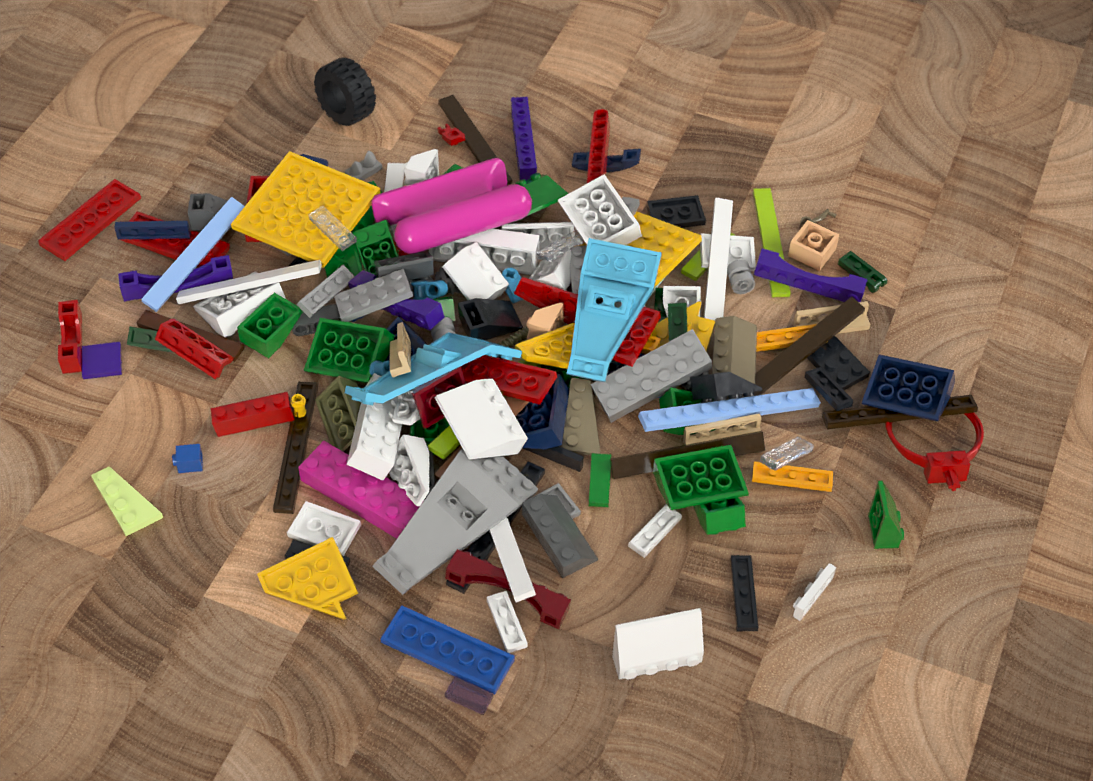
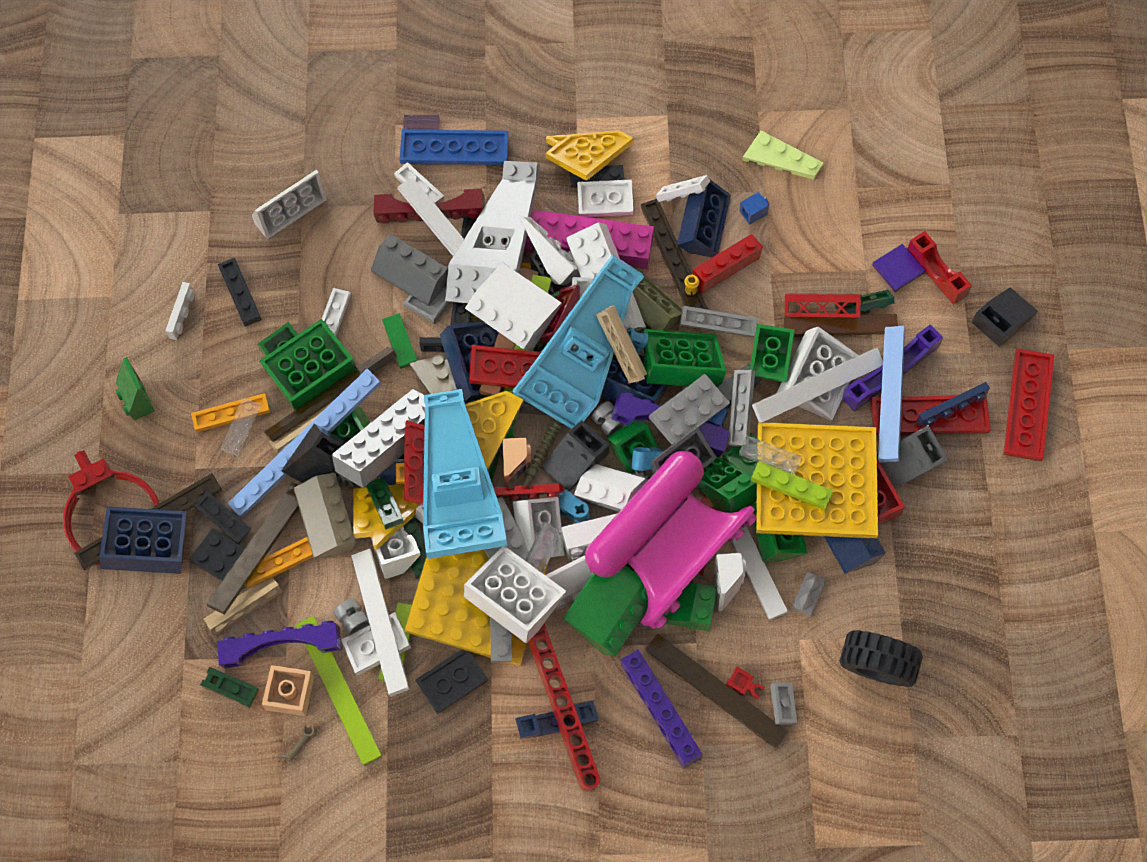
camera: 160 degrees right, 15 degrees up
(49, 282) = (1003, 316): none -> black slope
(244, 469) = (704, 221): none -> dark blue slope
(246, 490) = (683, 188): none -> white plate
(295, 372) = (718, 321): none -> light grey plate
(323, 196) = (791, 485): none -> lime plate
(430, 113) = (783, 703): none -> light grey plate

